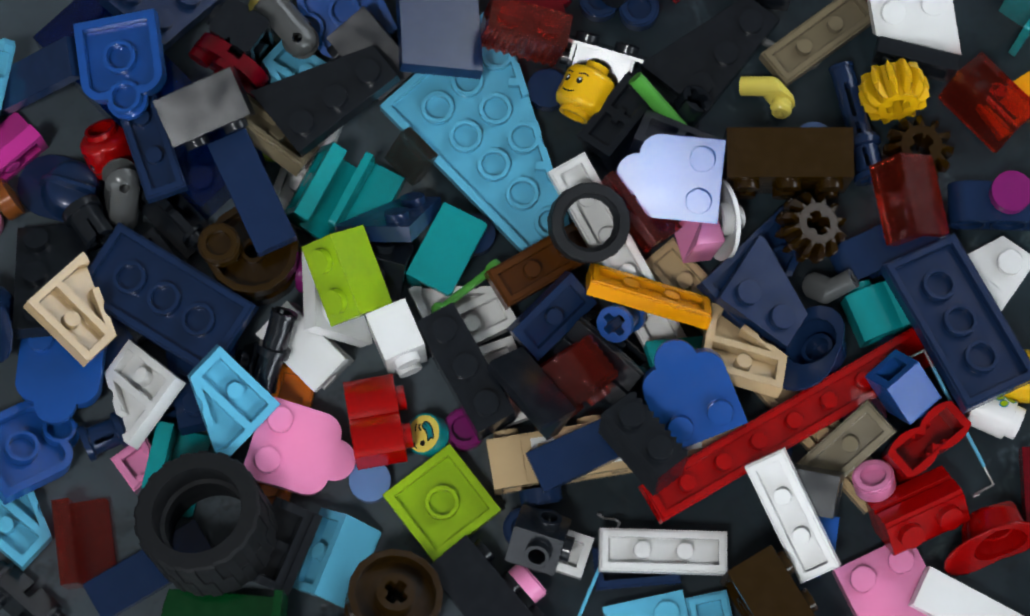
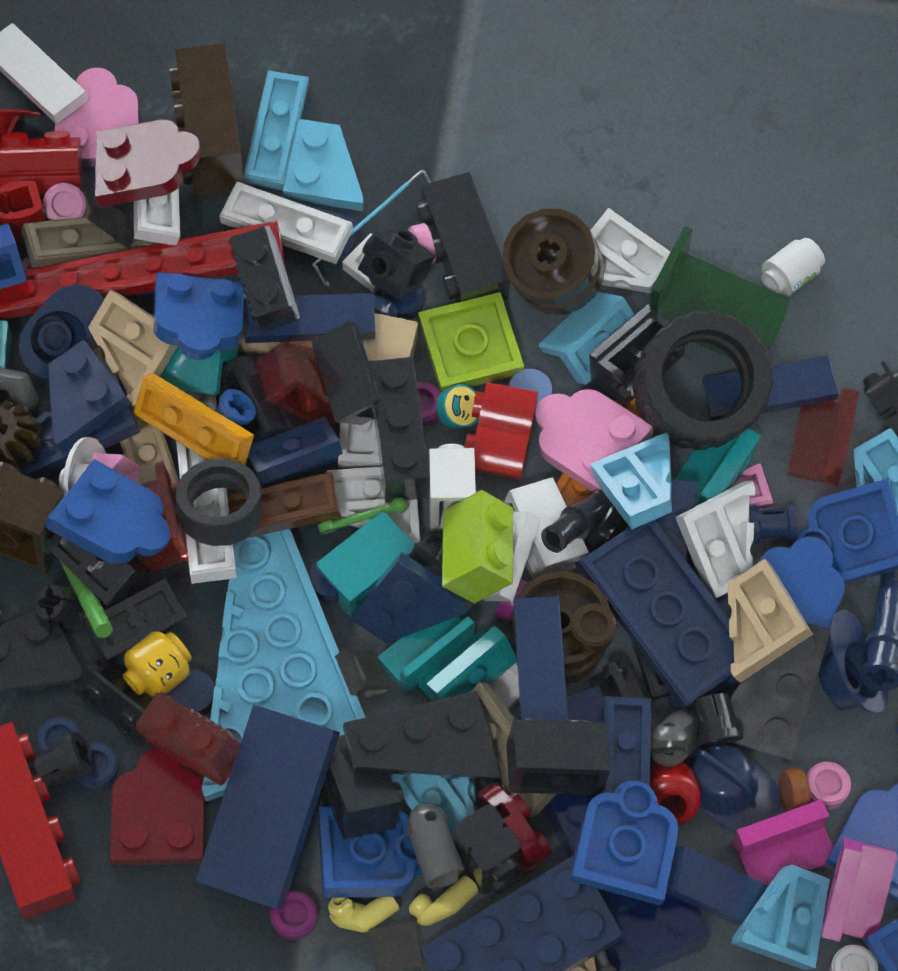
camera: 160 degrees left, 10 degrees down
(813, 521) = (142, 161): none -> plate

